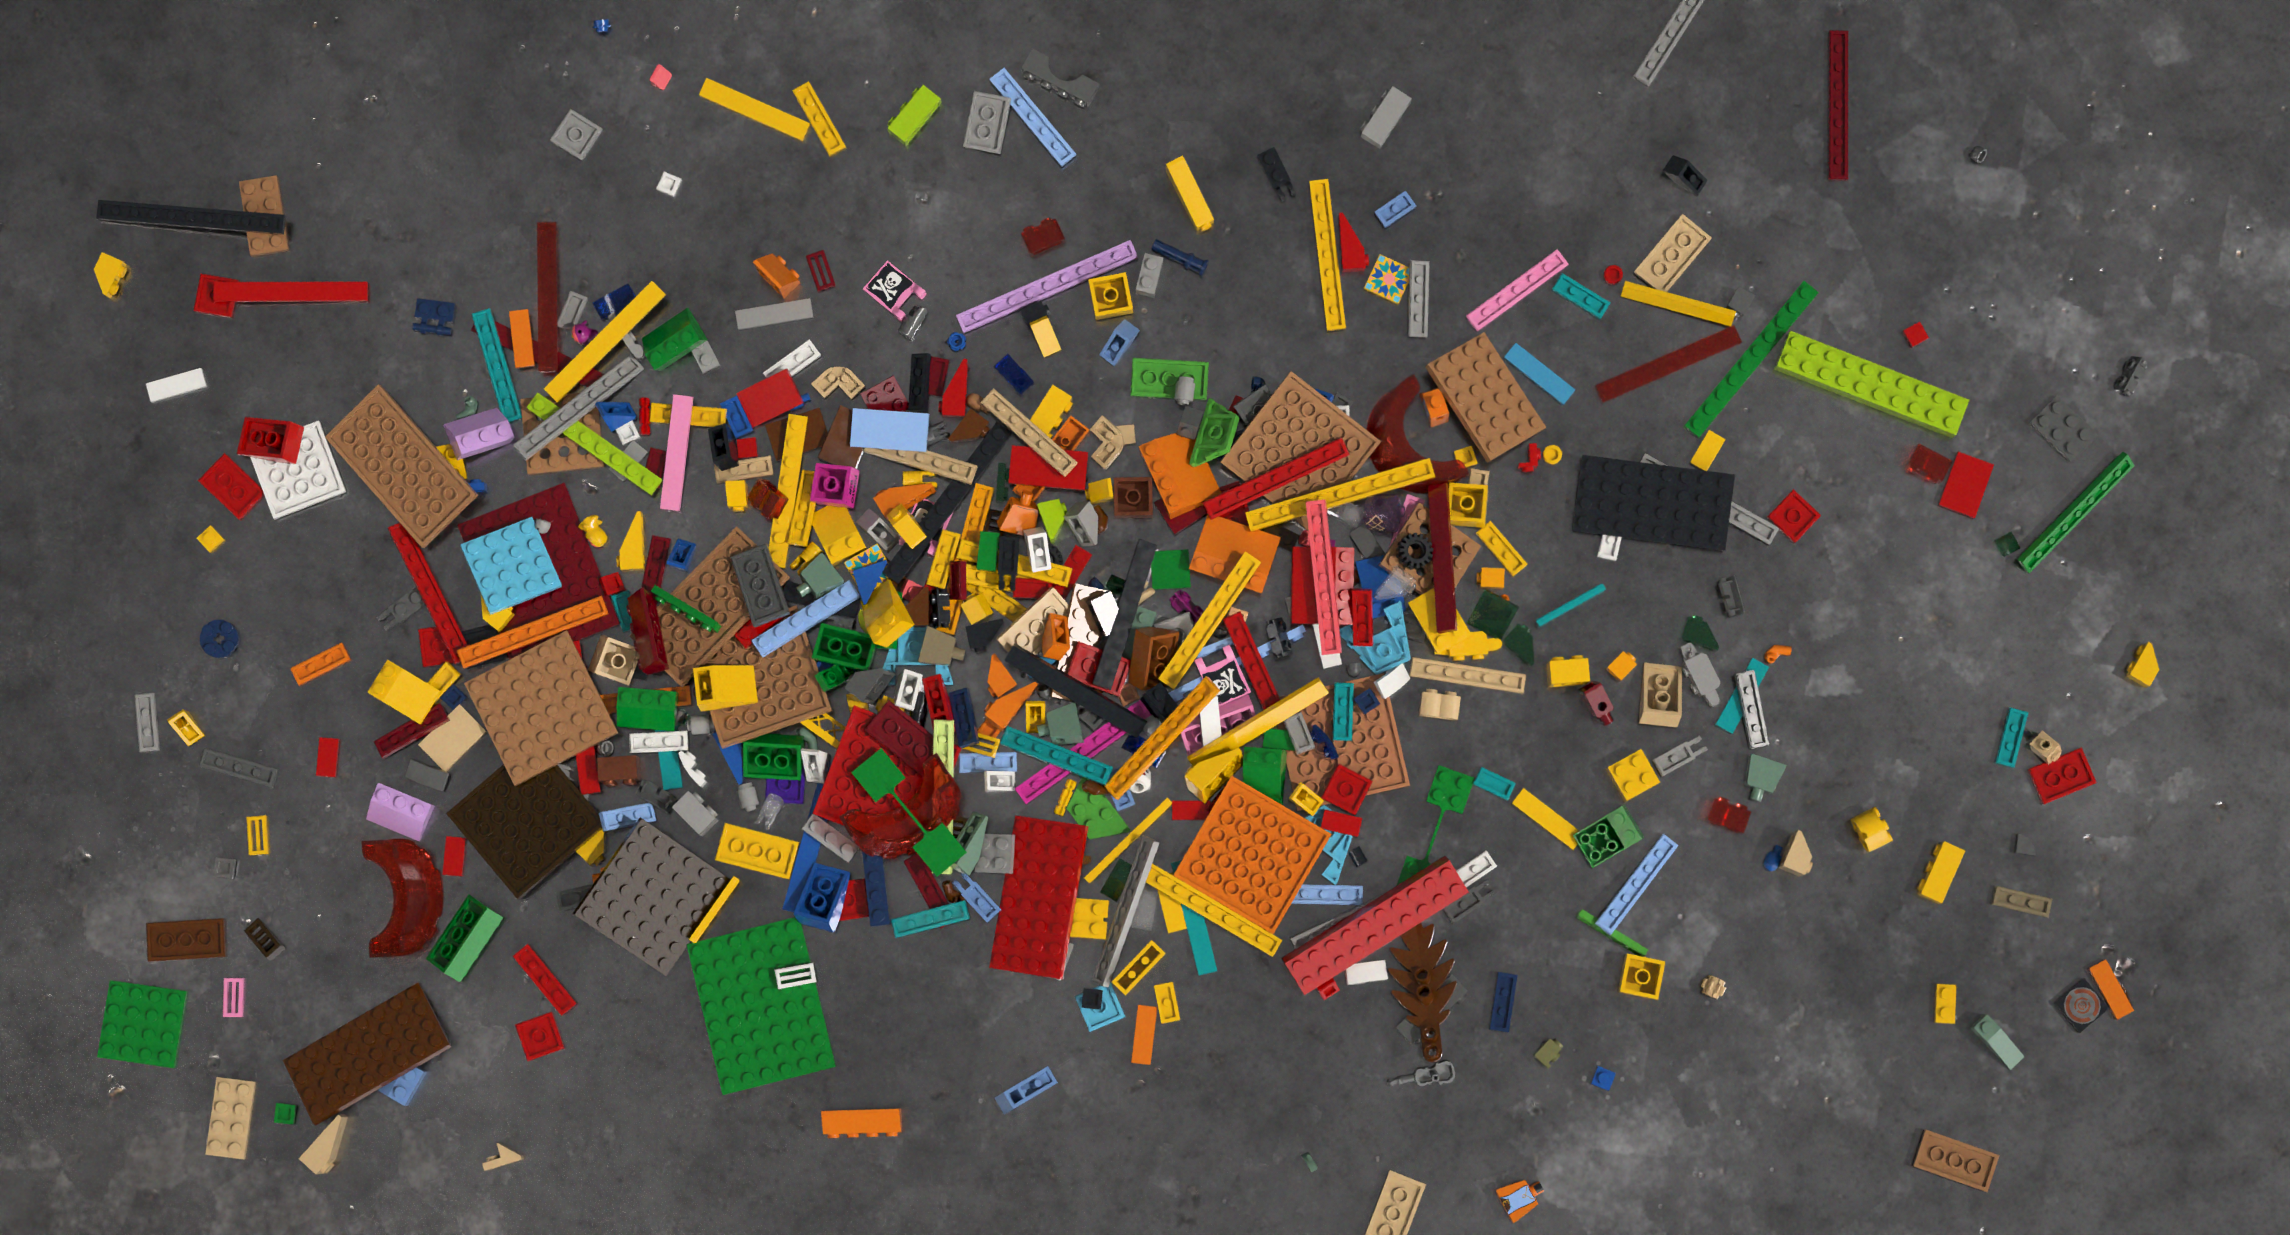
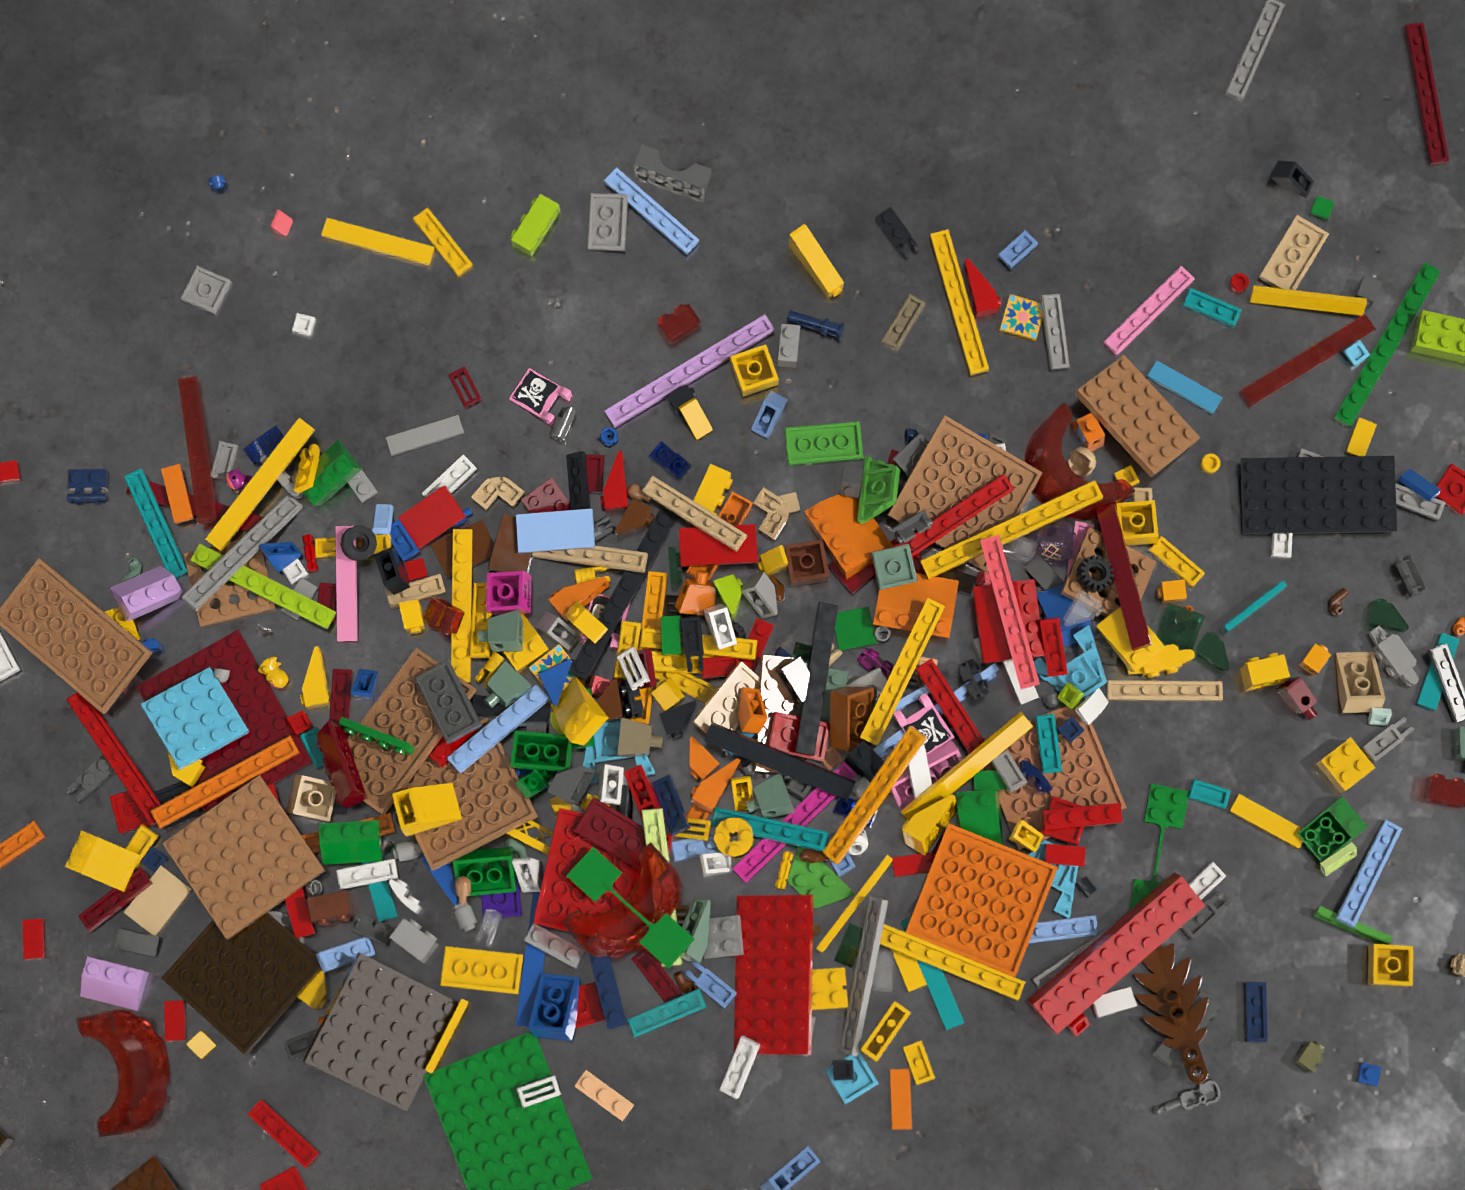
camera: 10 degrees left, 5 degrees down
(464, 938) = (195, 1103): green slope -> none
(476, 883) = (201, 1044): none -> yellow slope
(653, 332) = (307, 468): none -> yellow hinge
(703, 420) = (368, 538): none -> black tyre
(720, 393) = (382, 518): none -> light blue tile
(749, 770) = (462, 889): none -> medium nougat cylinder
(777, 274) = (422, 396): orange slope -> none
(824, 524) = (504, 632): none -> sand green torso
(858, 989) = (604, 1095): none -> light nougat plate
(950, 593) = (645, 678): none -> white tile
(992, 981) = (739, 1067): none -> white tile
(1031, 757) = (733, 825): none -> yellow plate
(1184, 390) = (841, 451): light grey brick -> none
(1197, 582) = (883, 637): none -> light grey hinge
(1217, 515) = (894, 566): none -> sand green tile
(1234, 480) = (905, 531): none -> dark grey hinge
(1268, 267) = (903, 322): none -> dark tan tile
(1363, 788) = (1082, 816): none -> red plate
(1372, 667) = (1070, 695): none -> lime plate
(1385, 117) = (993, 163): light grey brick -> none
(1423, 434) = (1082, 461): none -> tan hair
(1439, 705) = (1142, 724): tan brick -> none
(1534, 455) = (1193, 466): red bracket -> none
(1609, 866) = (1338, 859): none -> yellowish green tile
(1653, 610) = (1335, 601): none -> reddish brown arm
(1675, 732) = (1379, 716): none -> light aqua tile
(1710, 209) = (1322, 207): none -> green tile
(1717, 363) = (1356, 352): none -> medium azure plate
(1756, 507) = (1419, 485): none -> blue tile

